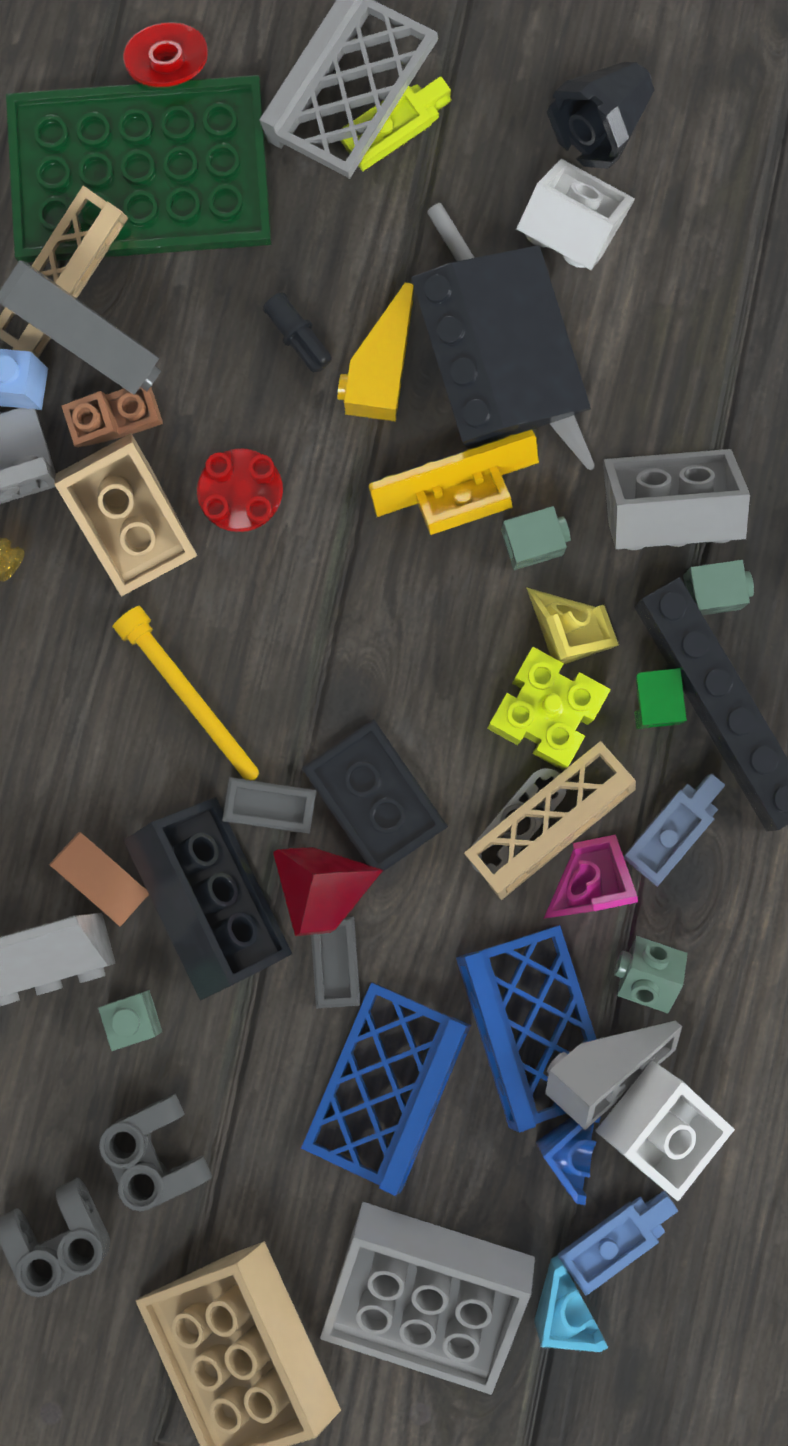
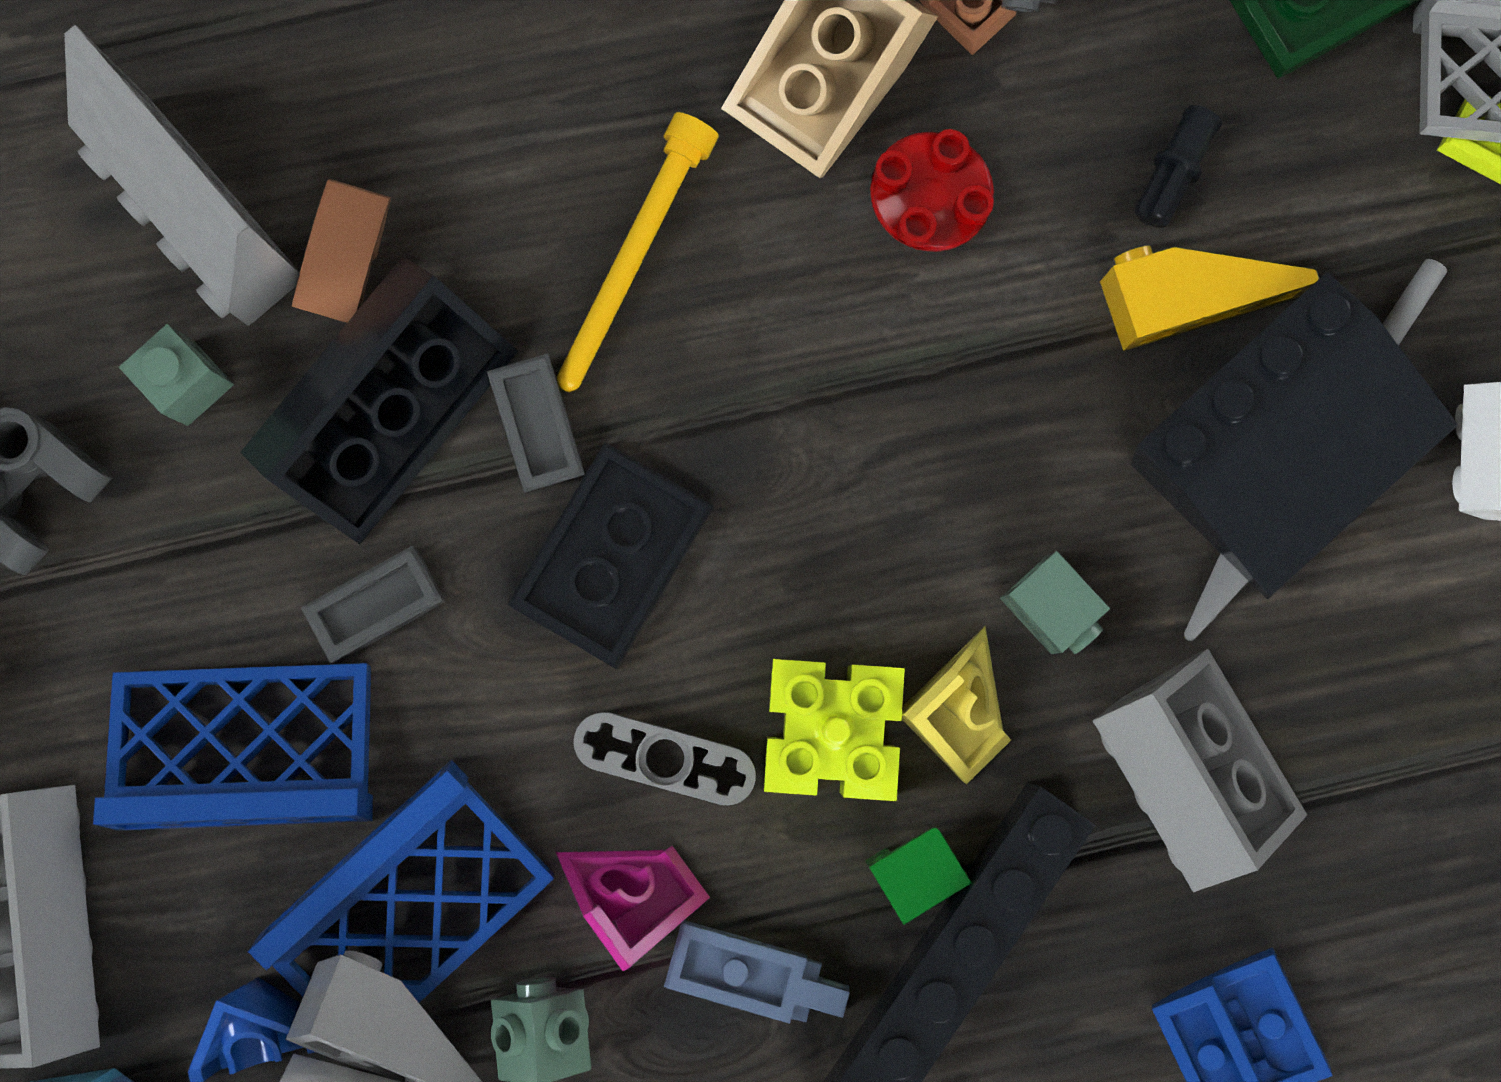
camera: 65 degrees right, 0 degrees up
(321, 887) = (457, 538): dark red slope -> none
(459, 485) = (1077, 472): yellow bracket -> none
(562, 832) = (675, 824): tan fence -> none
(719, 586) = (1110, 886): sand green brick -> none

